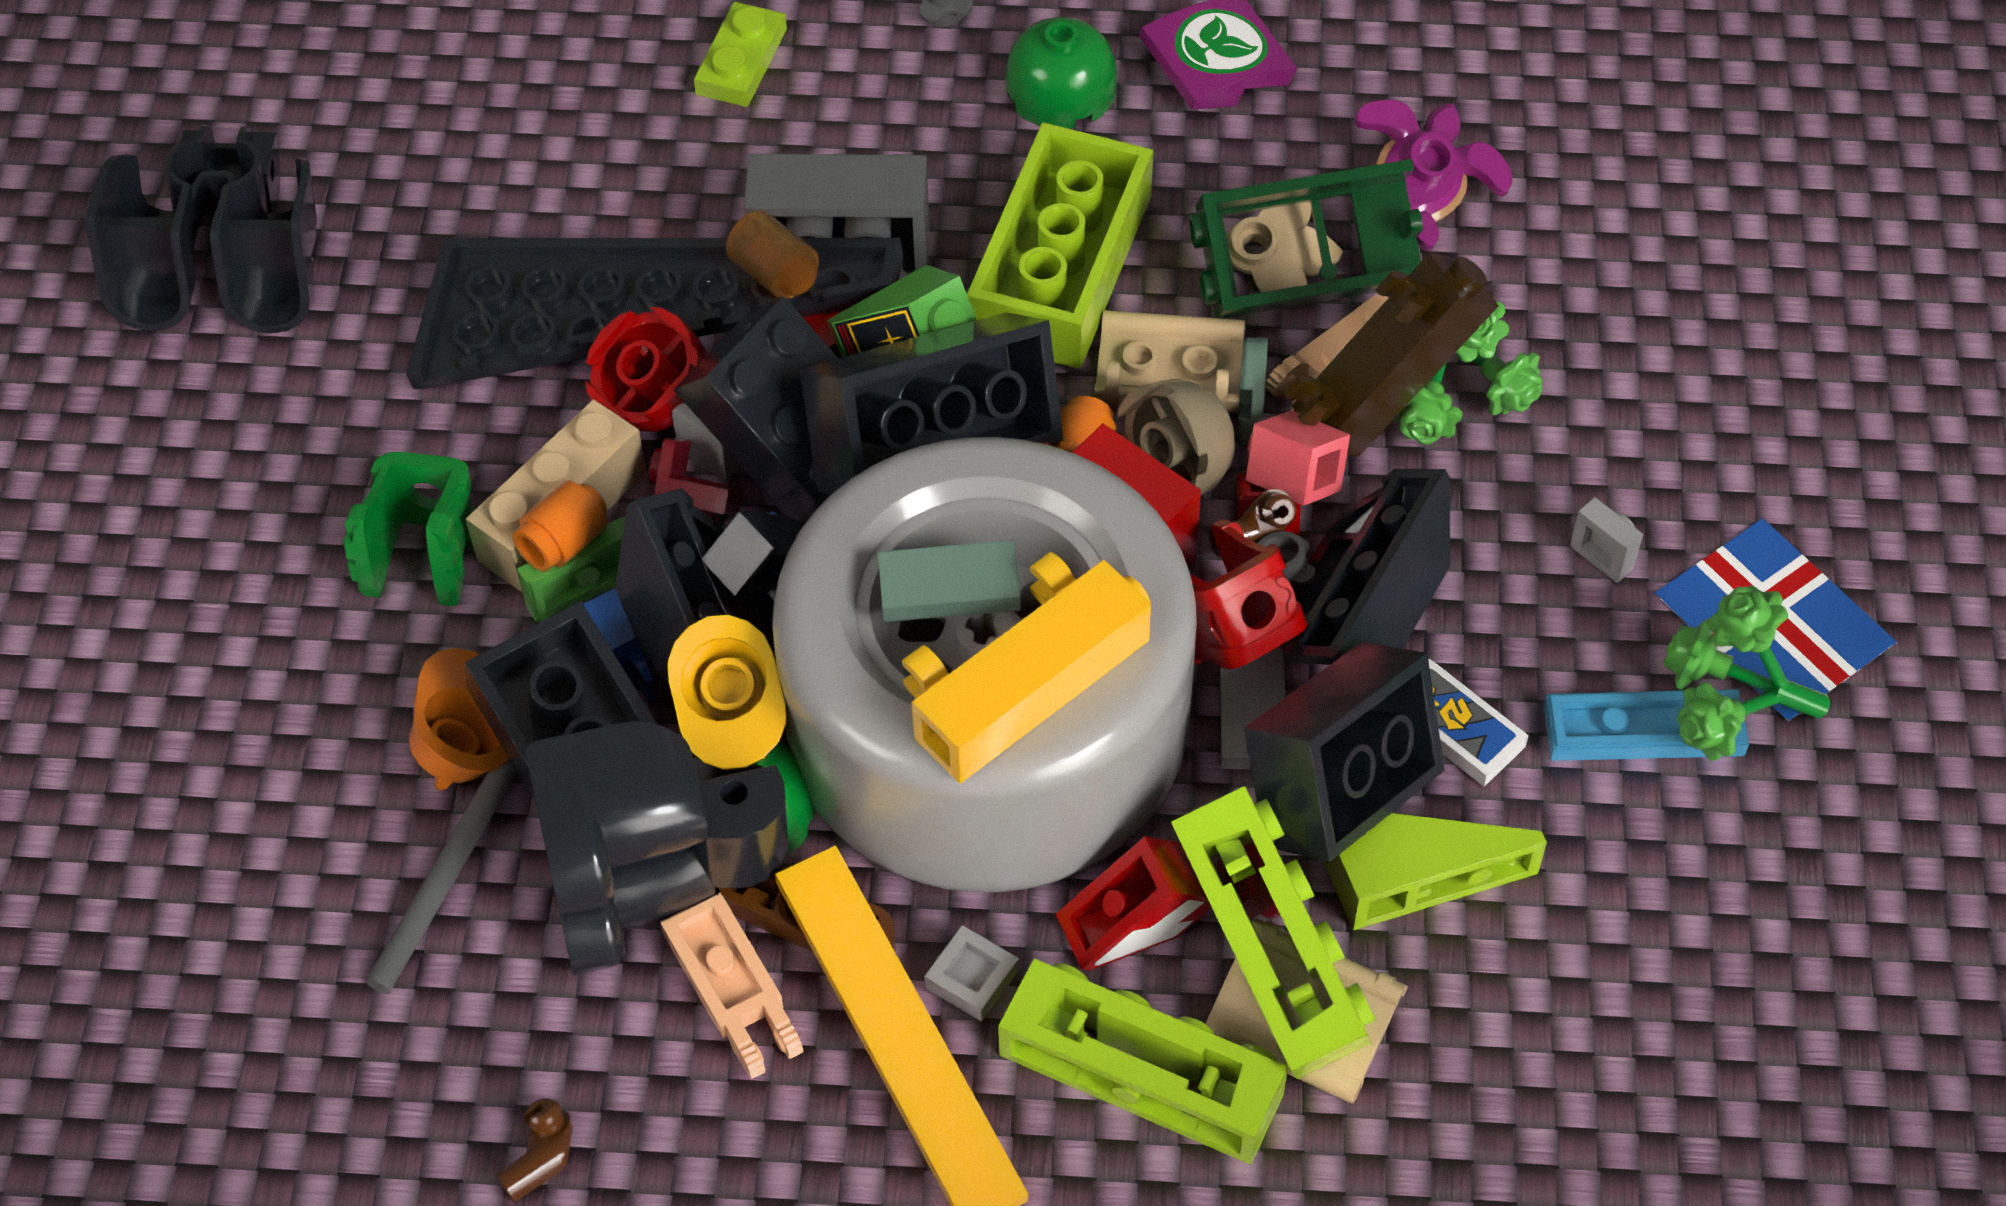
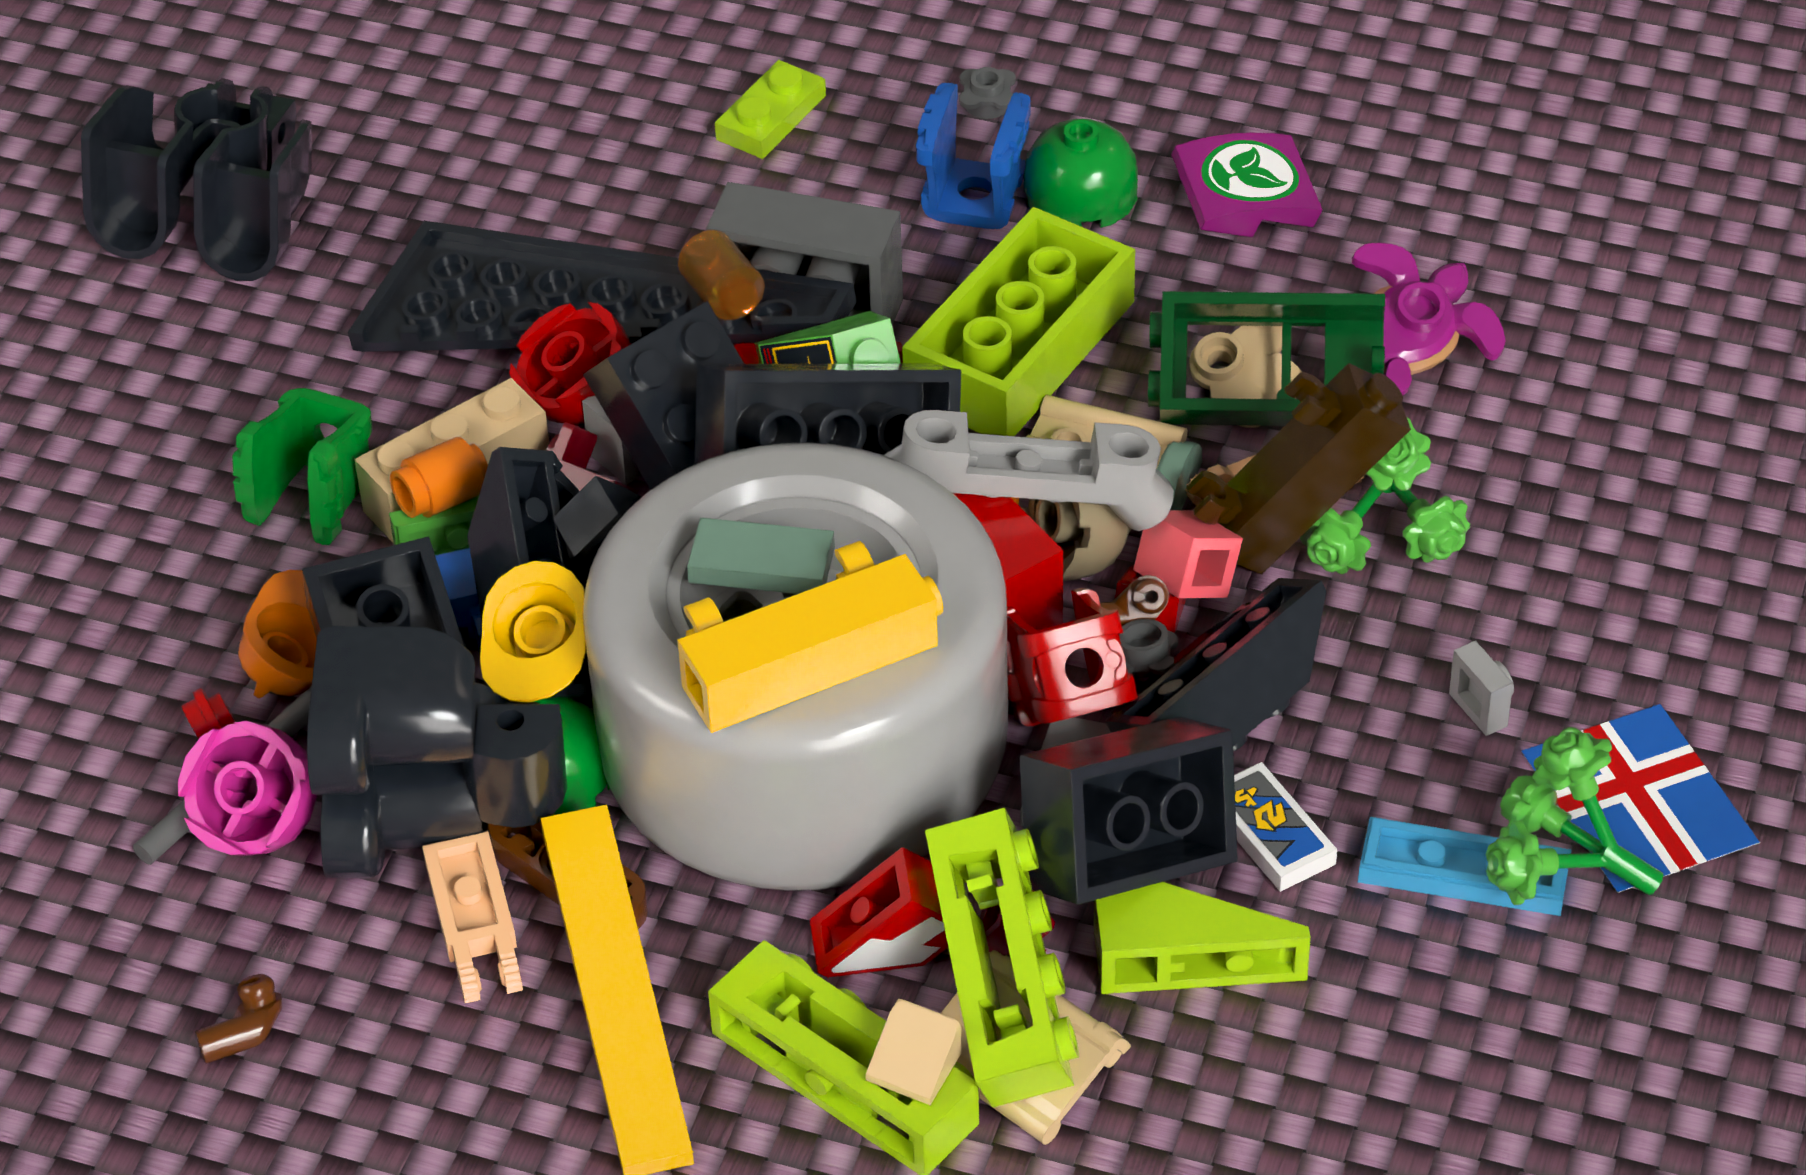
camera: 15 degrees right, 10 degrees down
(401, 826) = (207, 713): none -> red plate
(471, 904) = (246, 789): none -> dark pink cylinder
(941, 91) = (951, 175): none -> blue piece
(971, 973) = (704, 949): light grey plate -> none
(1220, 397) = (1109, 470): none -> light grey plate
(1224, 1053) = (915, 1051): none -> tan slope

